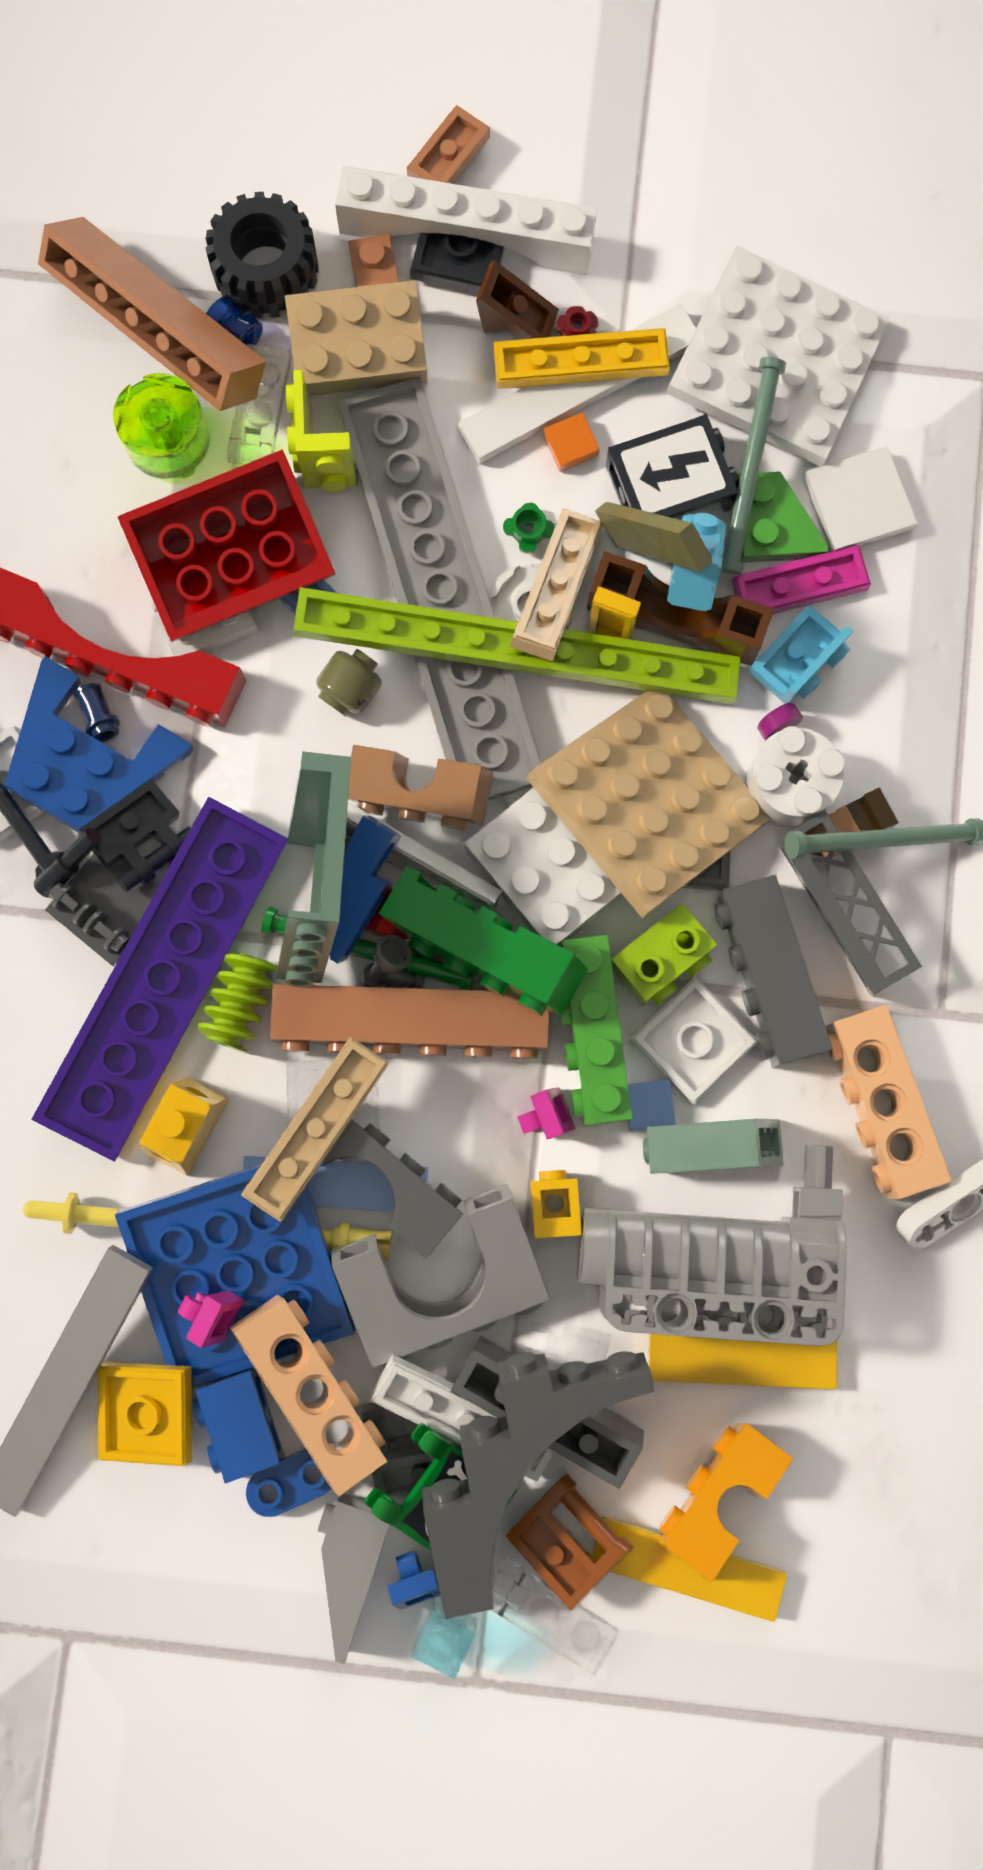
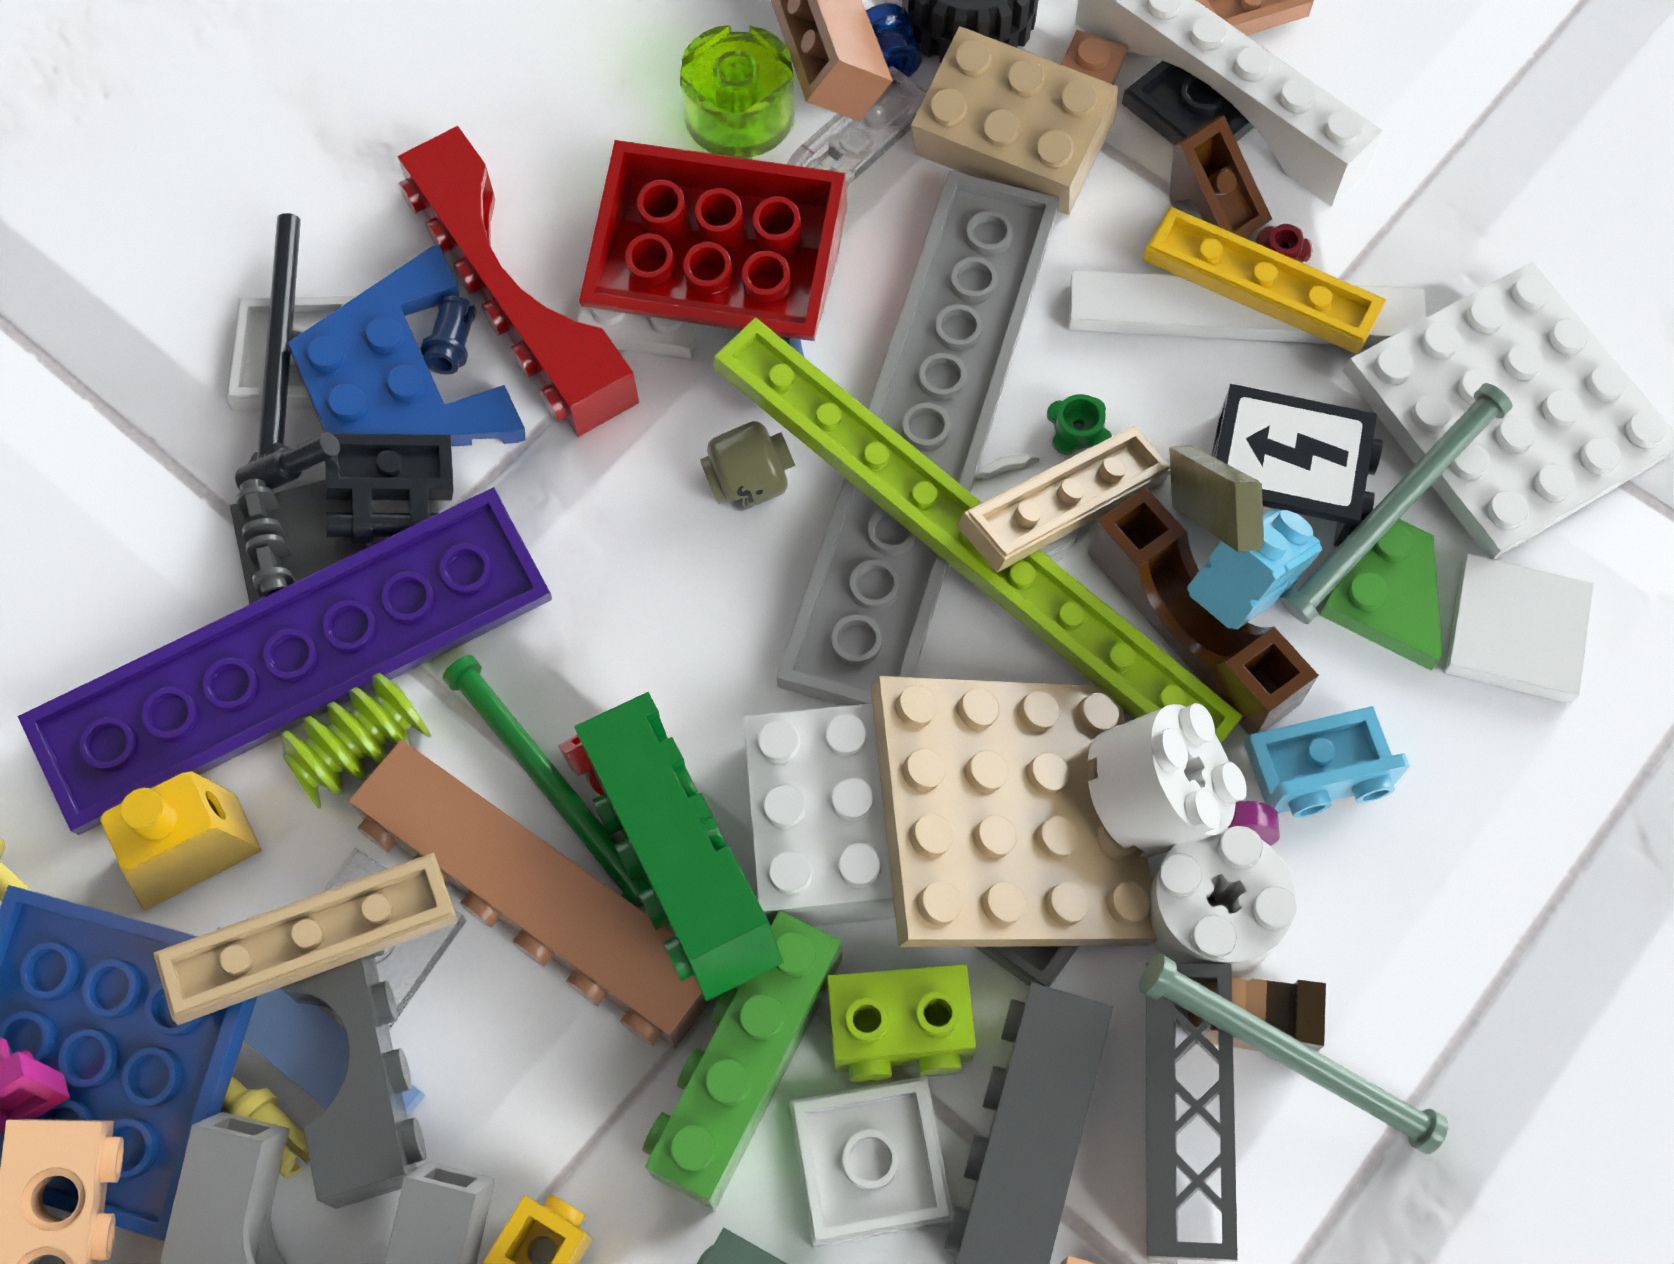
camera: 35 degrees right, 15 degrees down
(317, 821) = (483, 686): sand green panel -> none
(321, 458) = (887, 204): neon yellow bracket -> none
(361, 884) = (579, 686): blue slope -> none
(390, 959) = (558, 795): dark grey piece -> none
(432, 866) = (680, 709): white tile -> none
(455, 794) = (773, 654): medium nougat arch -> none
(549, 1114) = (615, 1126): dark pink tile -> none
(571, 441) = (1193, 363): orange tile -> none
(613, 614) = (1111, 565): yellow tile -> none
(651, 1104) = (755, 1205): medium blue tile -> none
(724, 726) = (1164, 780): none -> white brick
(805, 580) = (1390, 681): dark pink tile -> none

